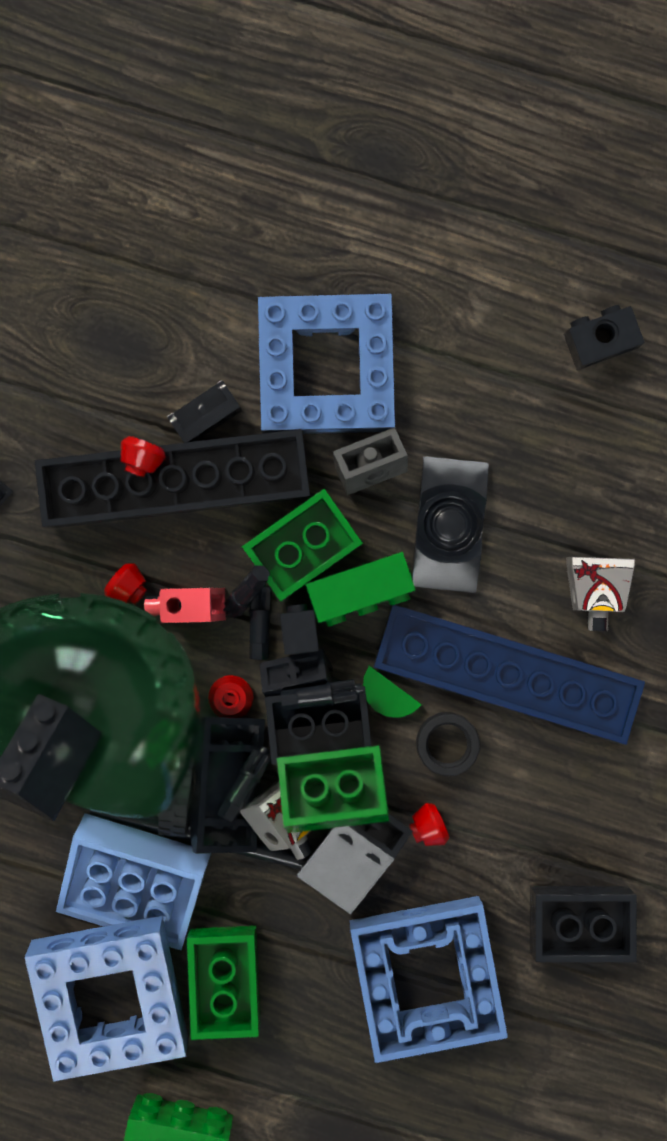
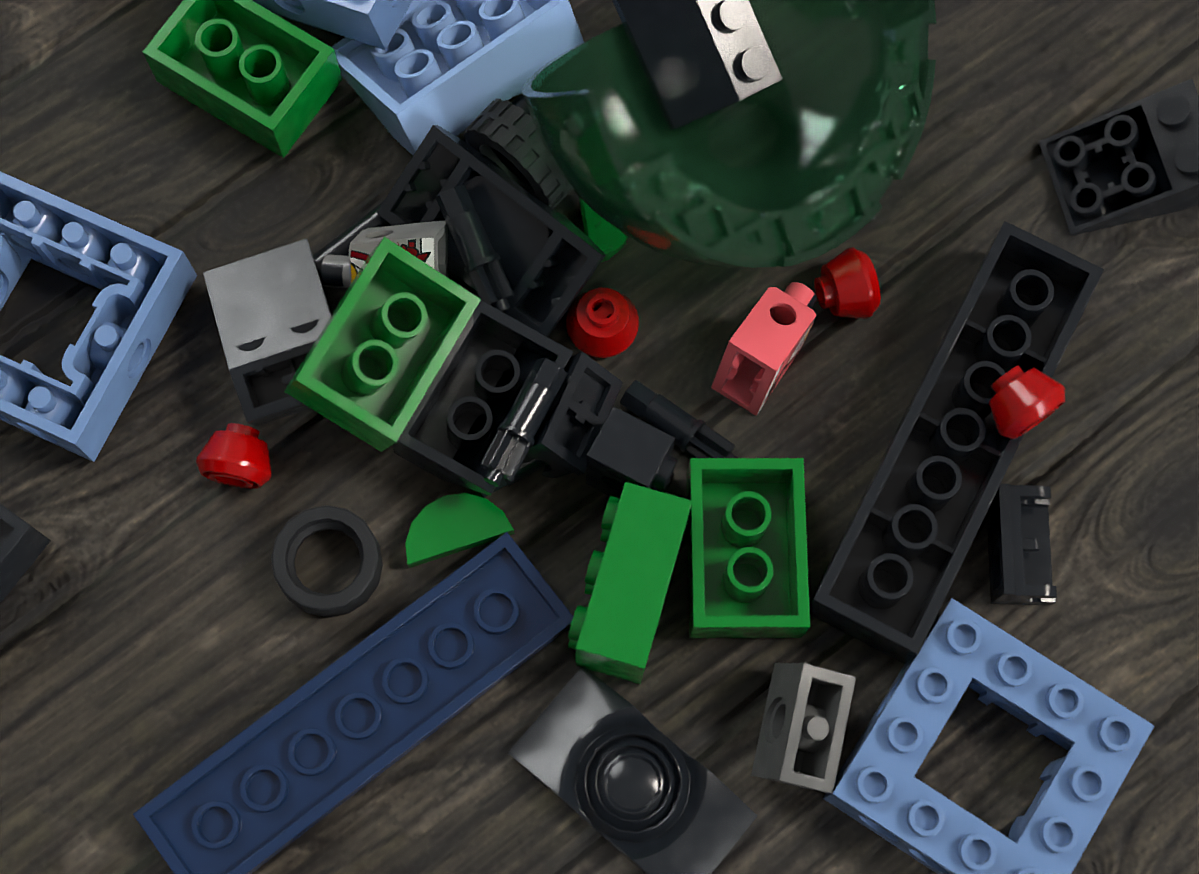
camera: 120 degrees right, 15 degrees down
(243, 595) = (732, 423): black piece -> none

